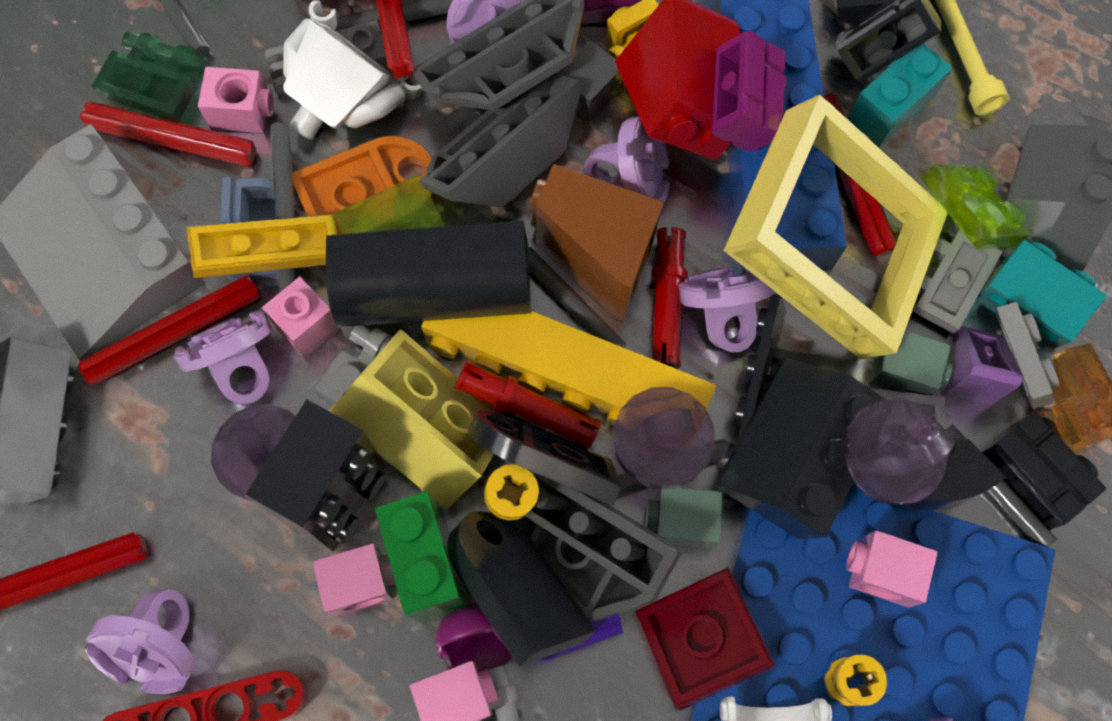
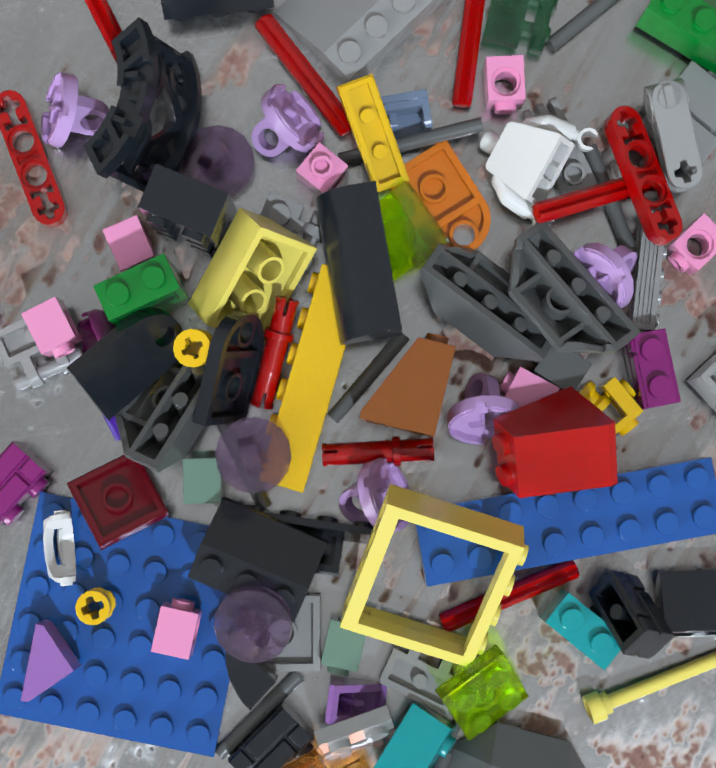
camera: 80 degrees right, 15 degrees up
(179, 513) = (143, 72): none -> black fence
(607, 114) = (525, 387): none -> bright pink brick
(748, 91) = (540, 495): magenta brick -> none

